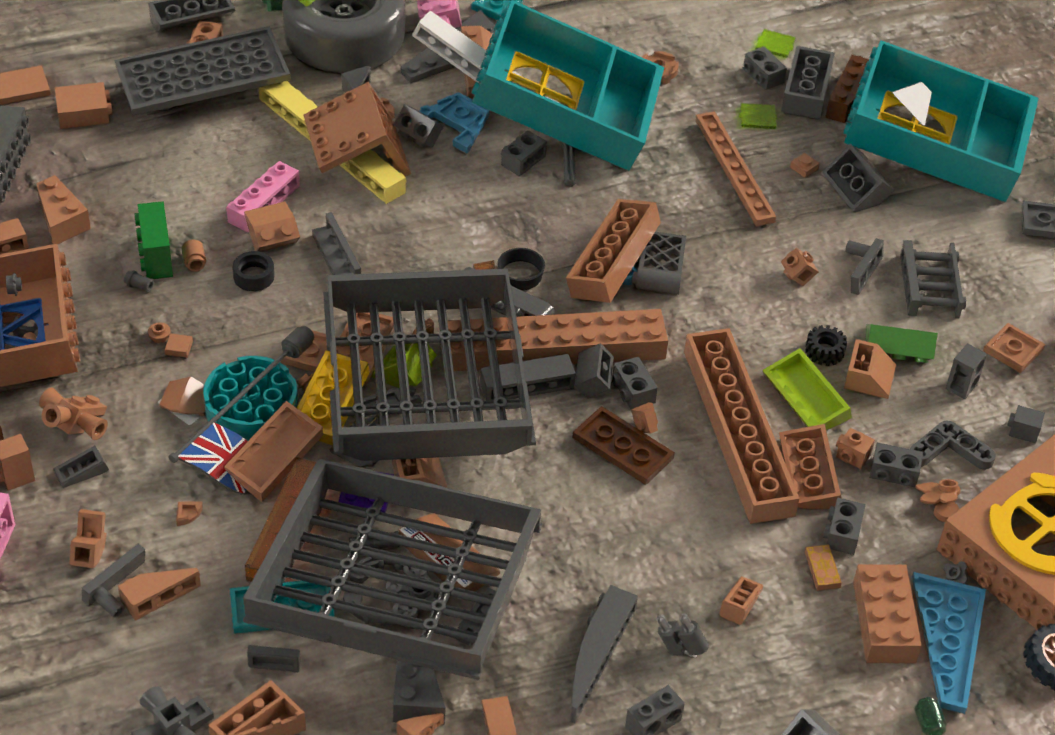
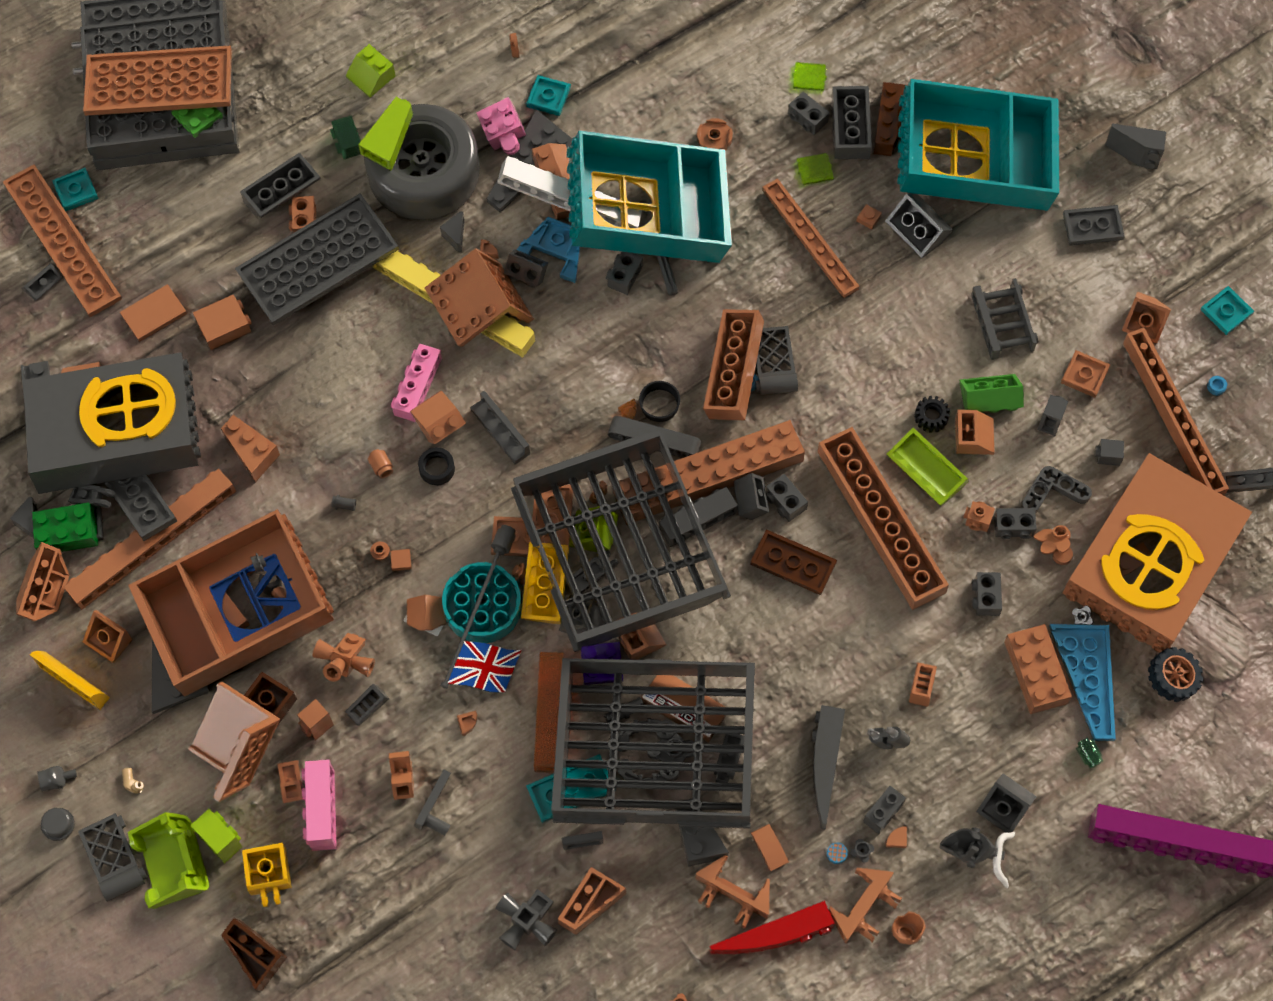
camera: 10 degrees left, 20 degrees up
(153, 590) = (467, 805): nougat slope -> none
(154, 239) = (343, 461): green brick -> none
(273, 450) = (519, 650): nougat slope -> none
(645, 418) = (804, 532): nougat bracket -> none
(799, 266) = (891, 337): nougat brick -> none
(811, 466) = (947, 542): nougat slope -> none
(823, 567) = (978, 636): nougat tile -> none
(871, 258) = (949, 305): dark grey piece -> none
(916, 100) = (954, 137): white sticker -> none

